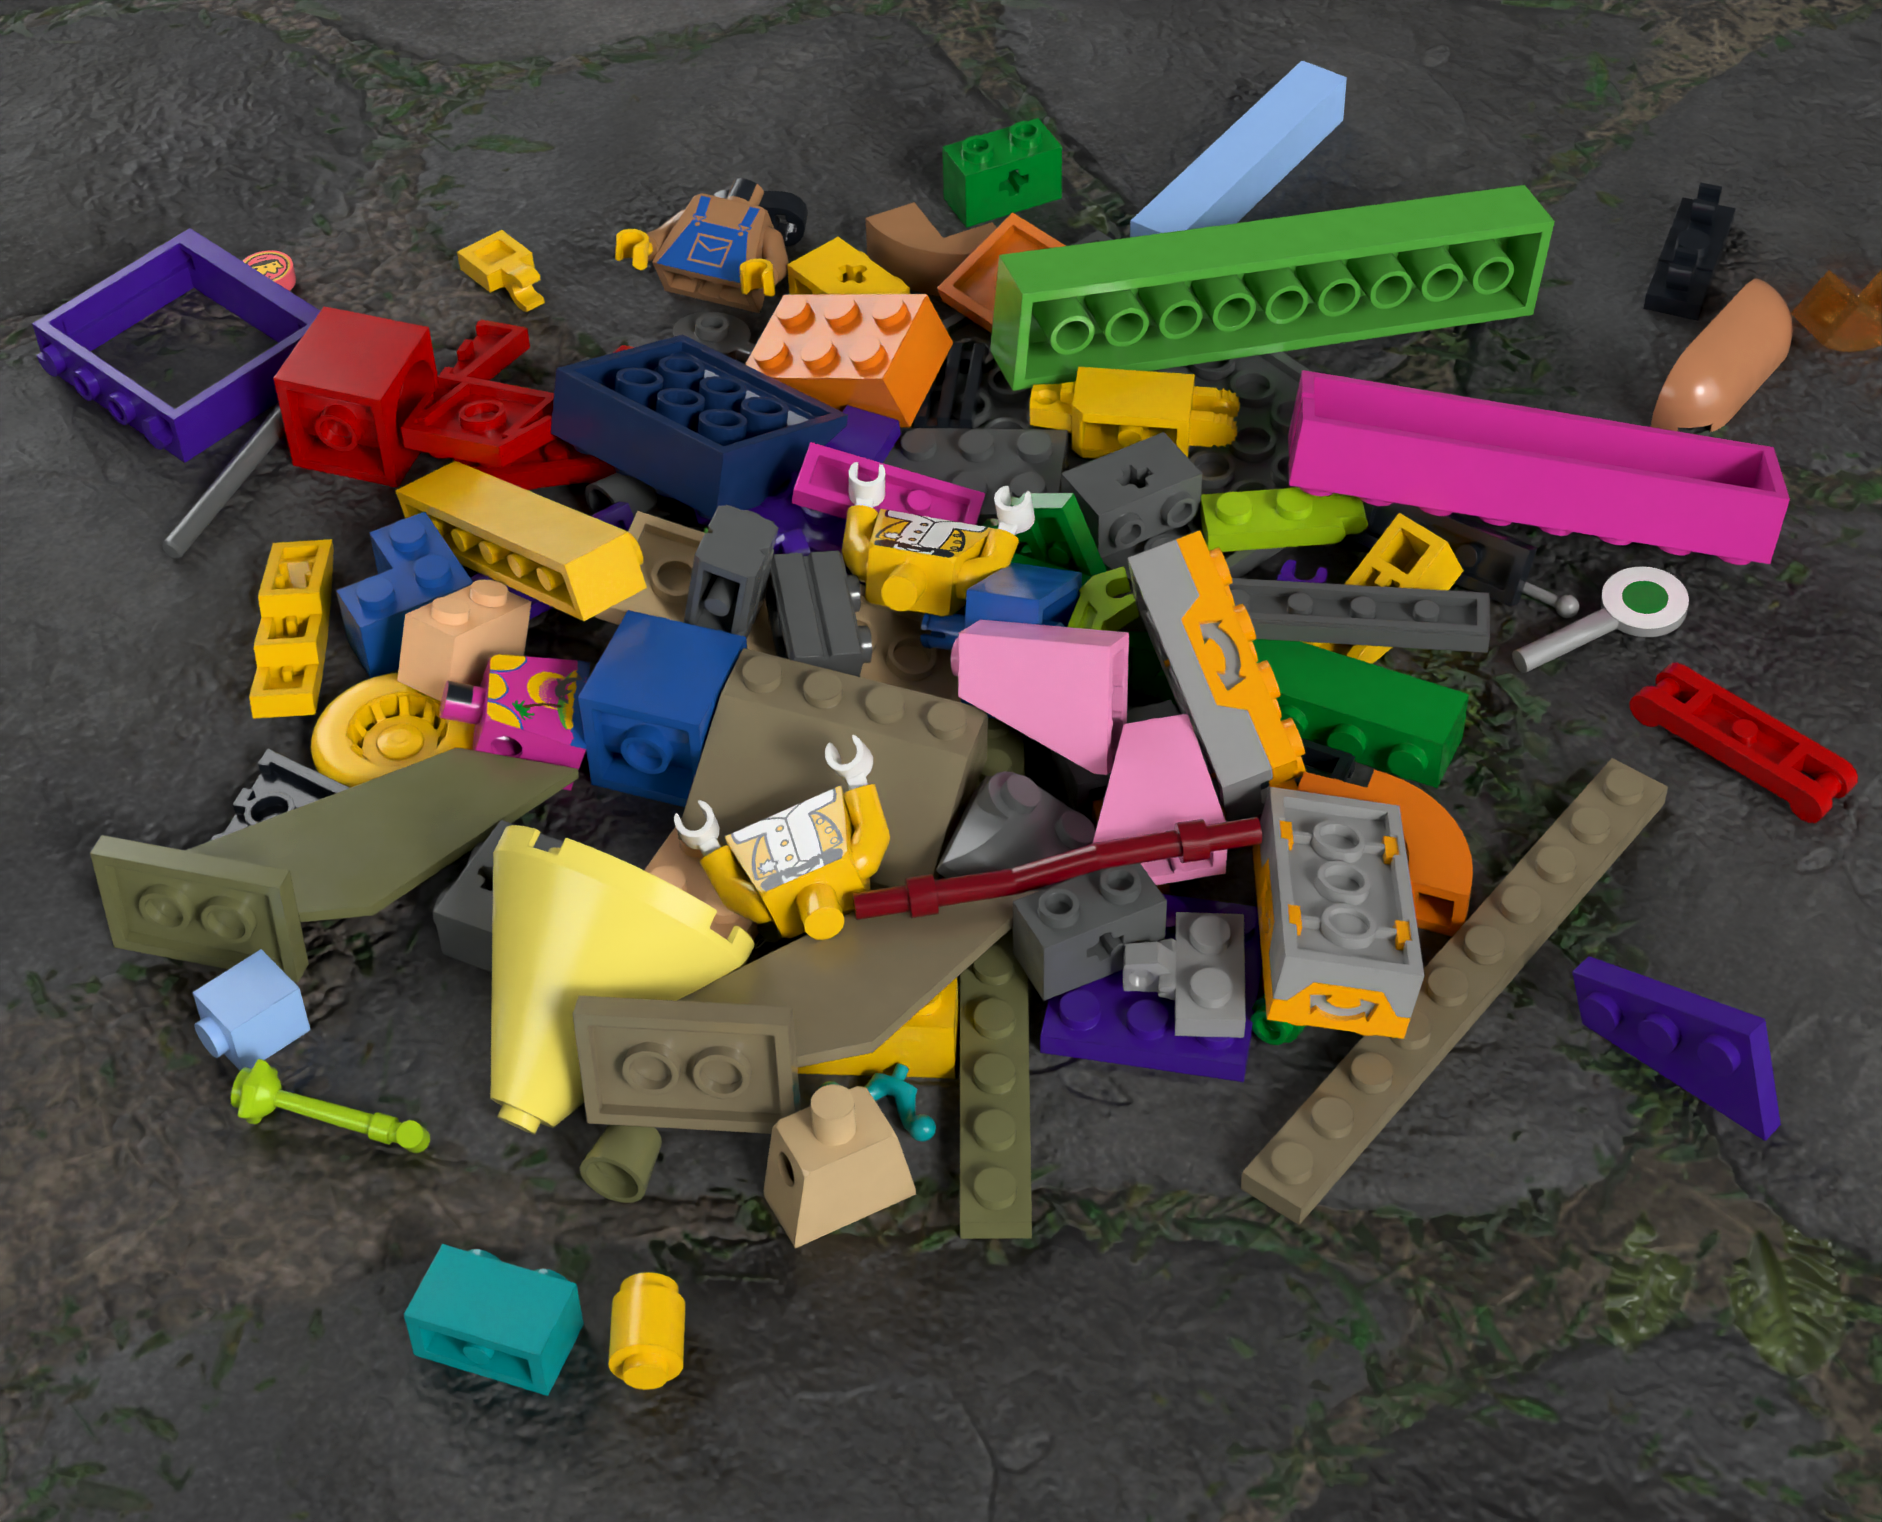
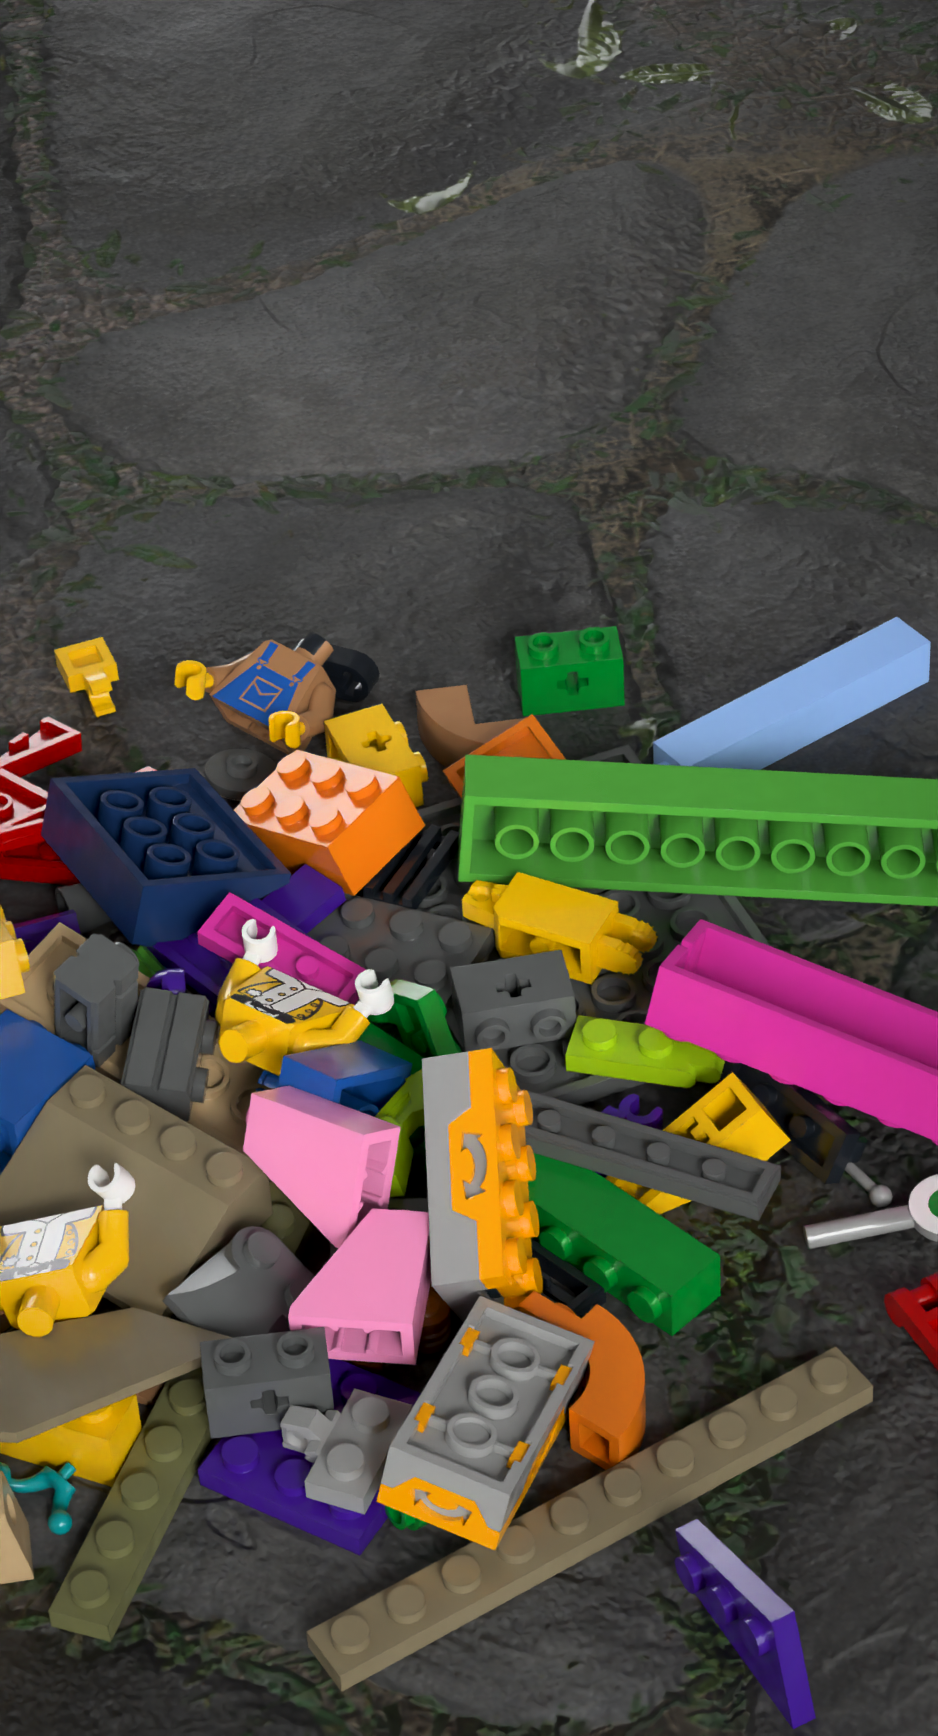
camera: 20 degrees right, 5 degrees down
(1188, 841) = (366, 1325): dark red bar -> none

